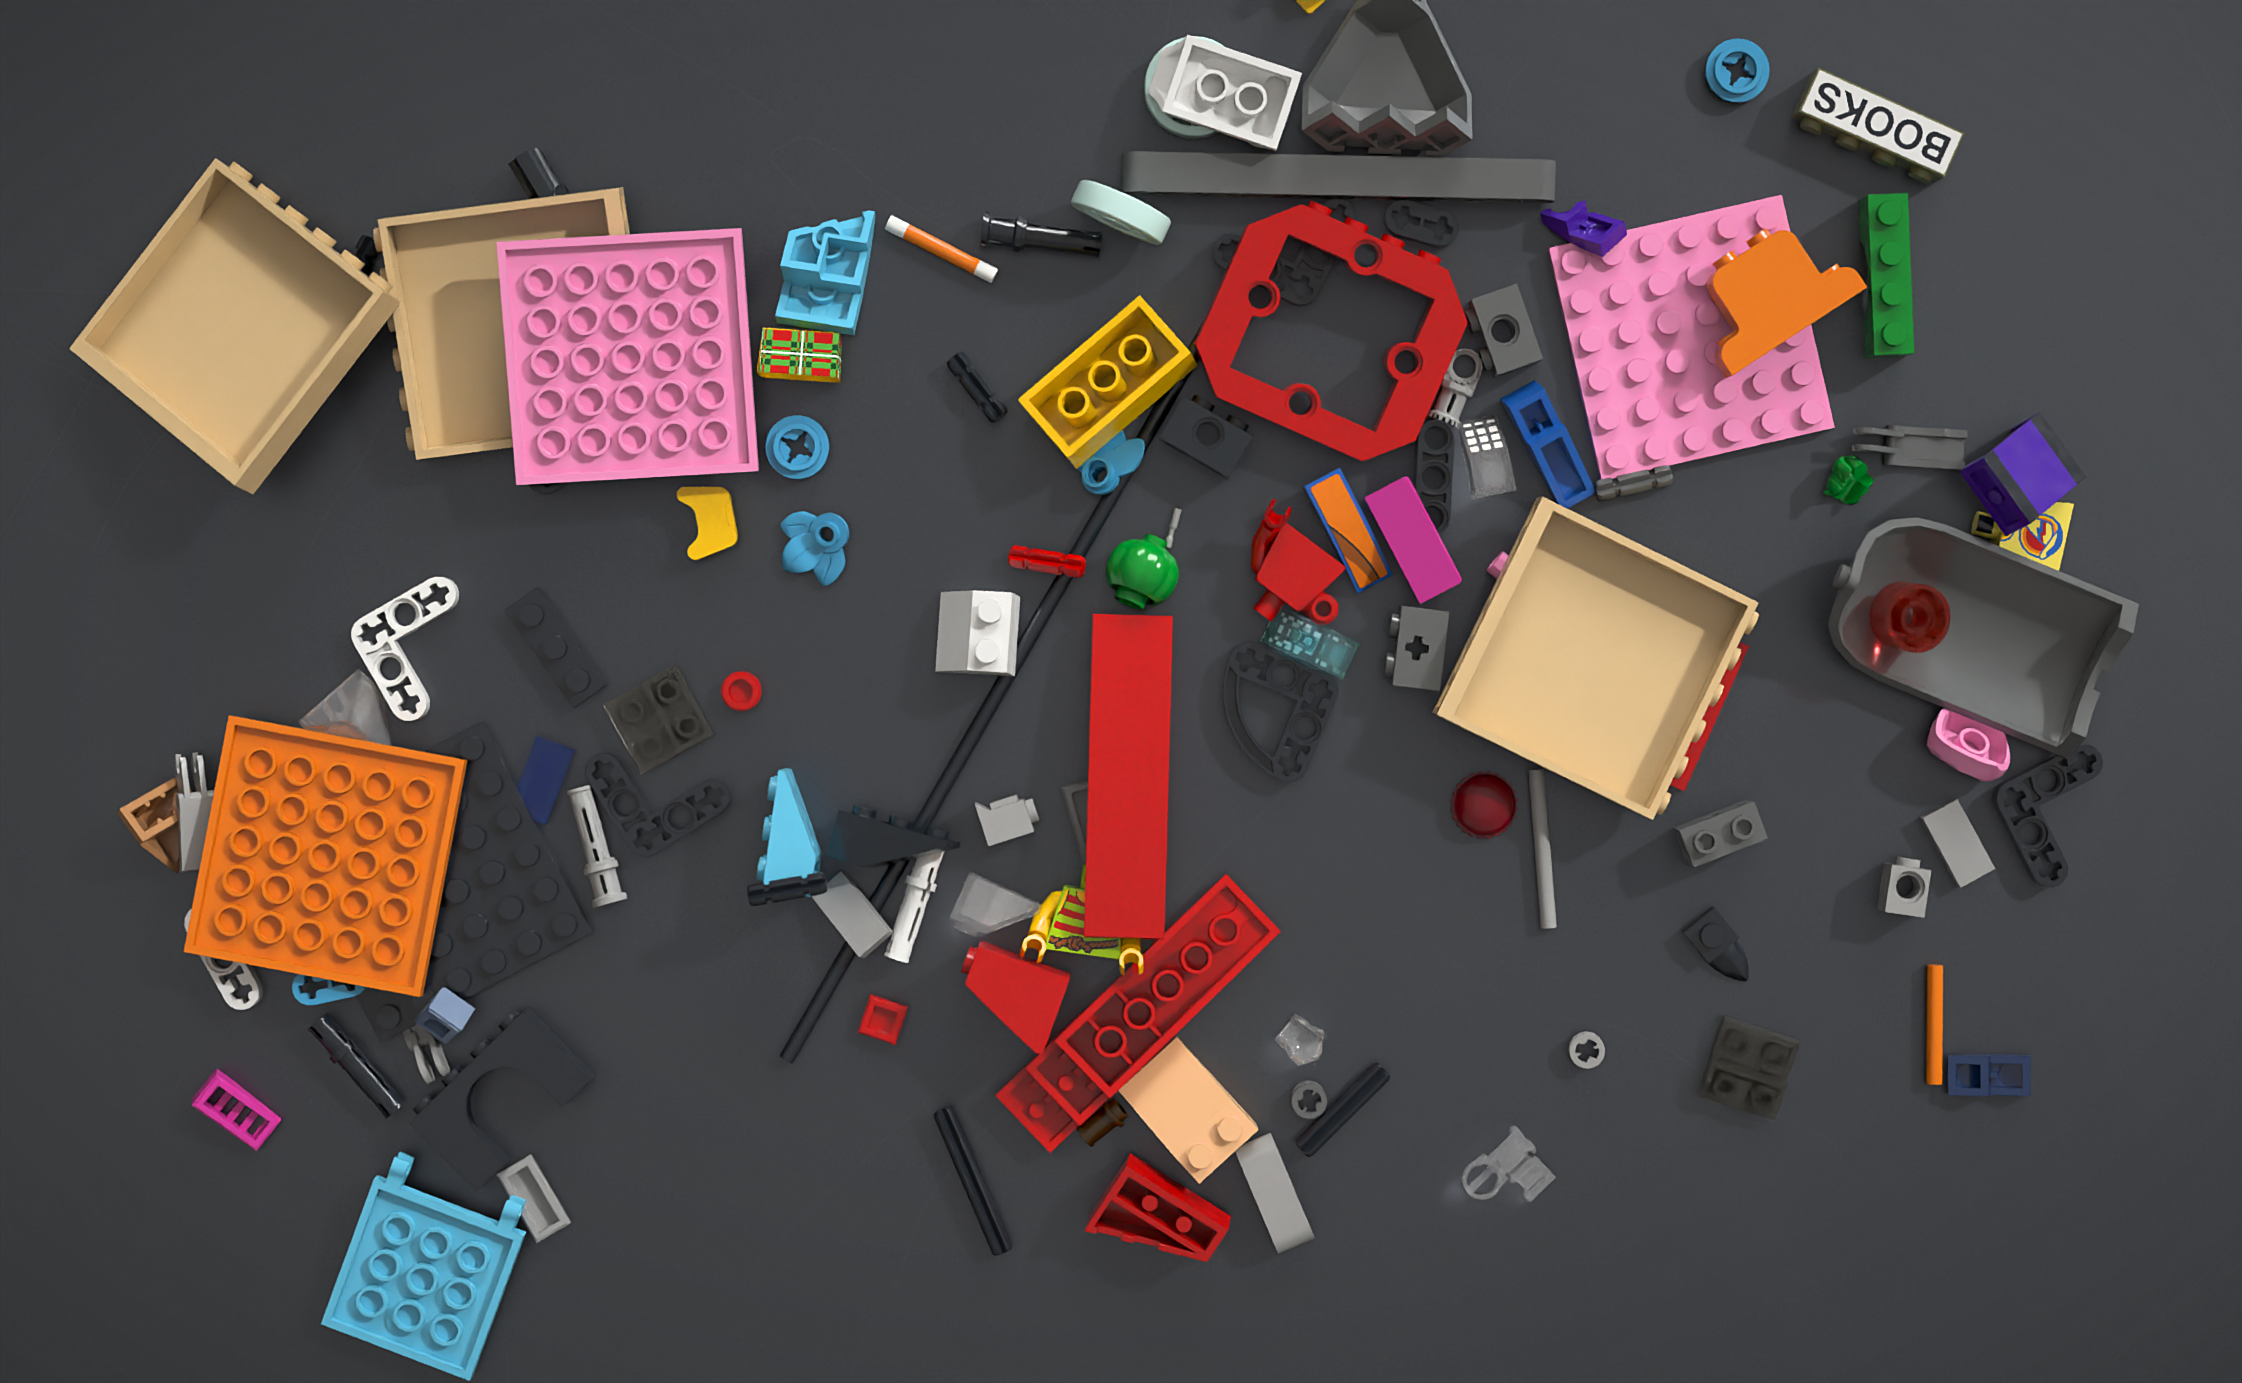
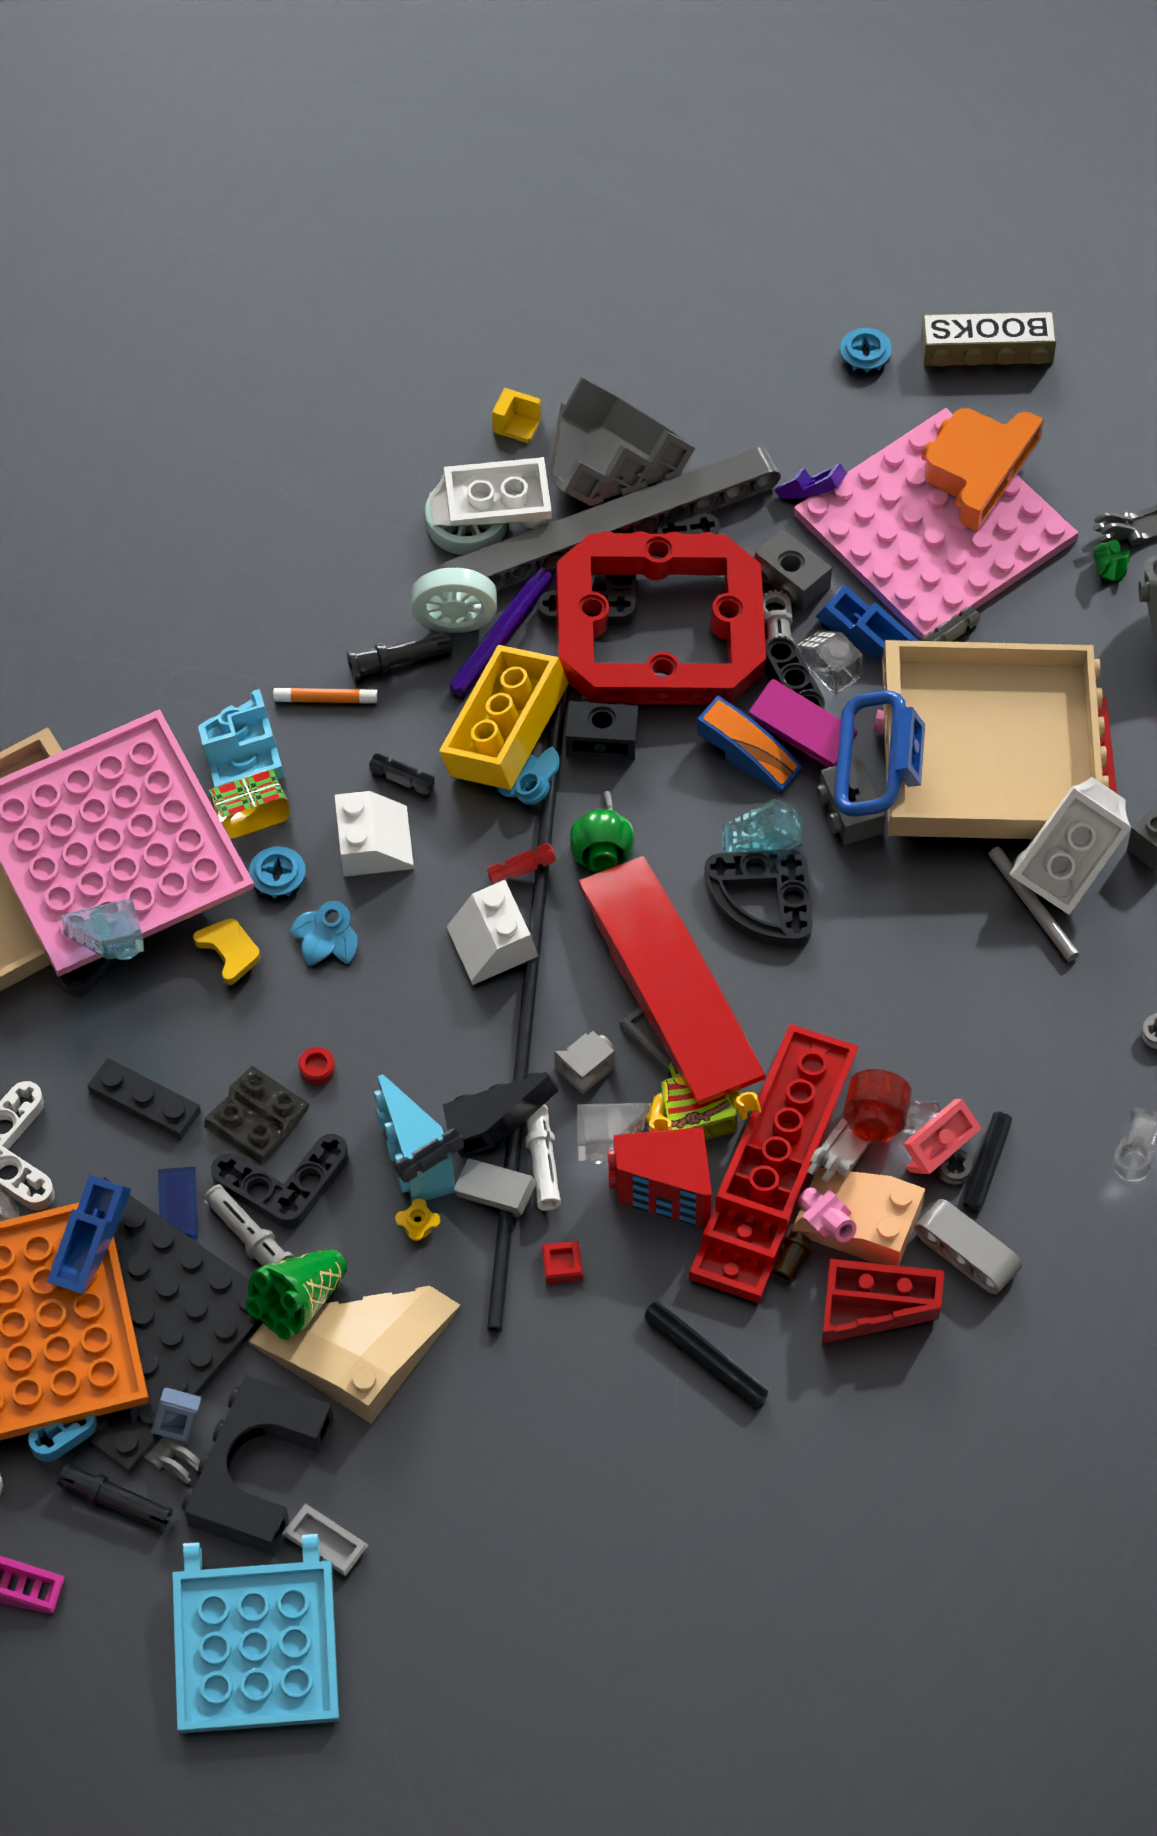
camera: 25 degrees left, 30 degrees down
(429, 803) = (88, 1234): none -> blue slope
(581, 471) = (106, 929): none -> clear light blue slope
(611, 944) = (294, 1290): none -> green cone
(649, 1016) = (362, 1347): none -> tan slope
(757, 921) = (417, 1230): none -> yellow plate
(913, 452) = (372, 834): none -> white slope
(1150, 1111) = (827, 1214): none -> bright pink axle
(1161, 257) = (500, 631): none -> dark purple axle
(1203, 1039) = (838, 1152): none -> light grey arm
(1260, 1014) = (877, 1104): none -> clear red piece
(1292, 570) = (720, 786): red torso -> none
(1305, 1080) = (941, 1137): none -> coral panel
(1484, 805) = (968, 894): dark red hat -> none
(1488, 648) = (904, 753): none -> blue bar
(1606, 829) = (1073, 844): none -> white slope
(1887, 251) = (1074, 446): green arch -> none

